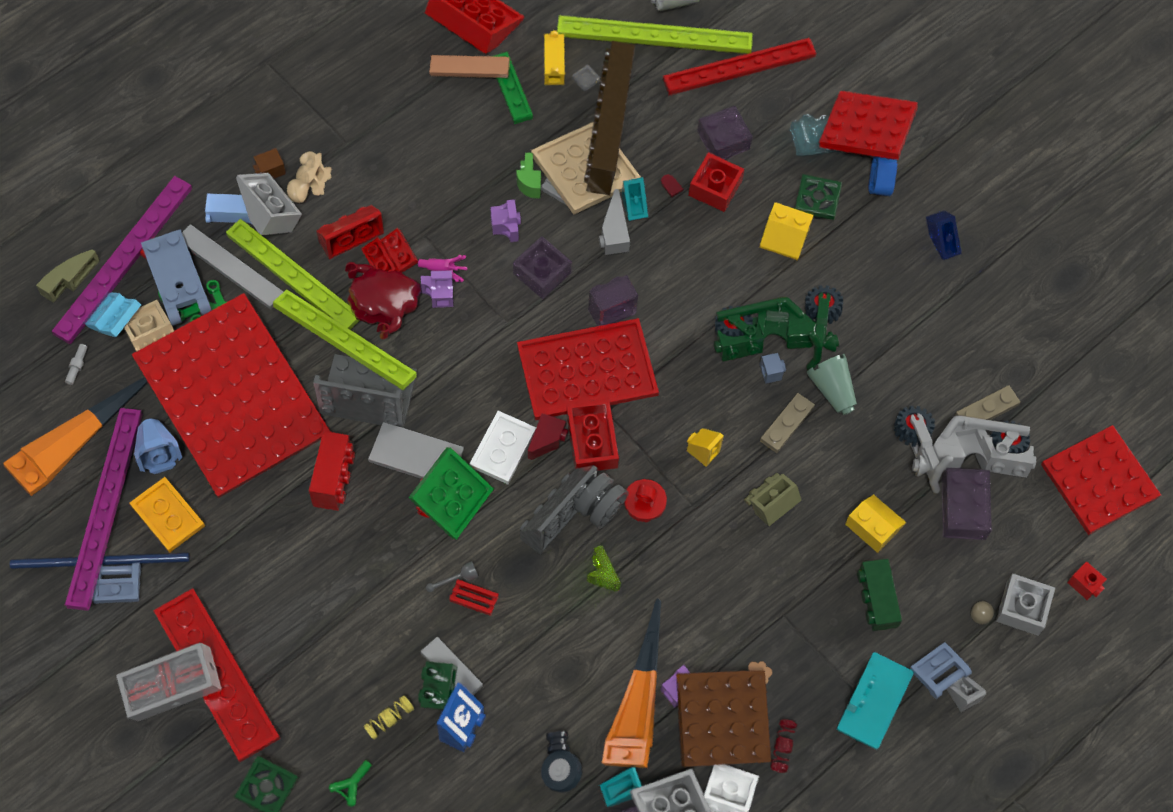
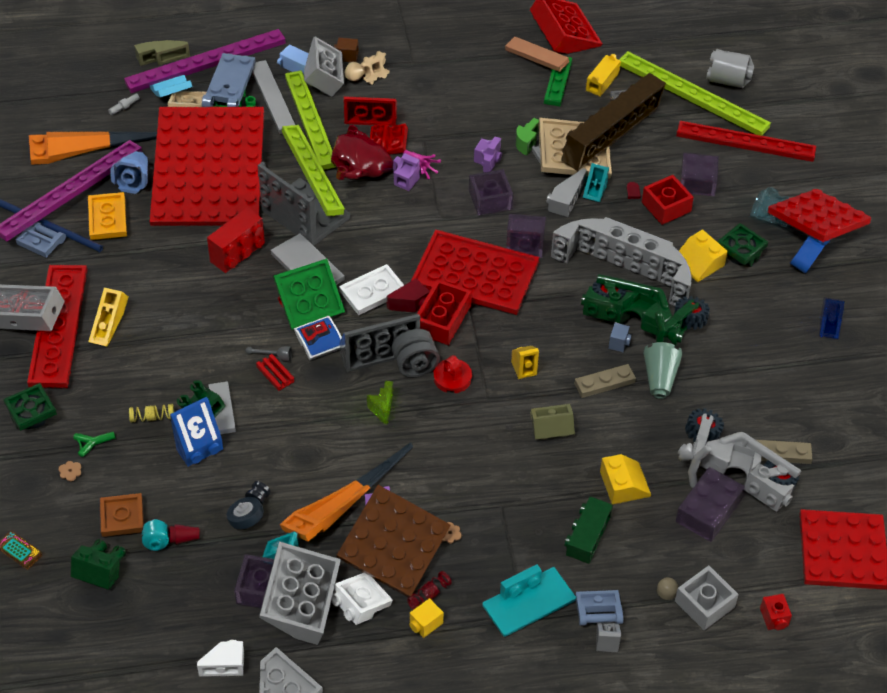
camera: 35 degrees right, 15 degrees down
(262, 636) = (108, 316): none -> yellow slope
(490, 533) = (319, 337): none -> slope
(725, 262) = (625, 248): none -> light grey slope
(800, 776) = (426, 618): none -> yellow brick

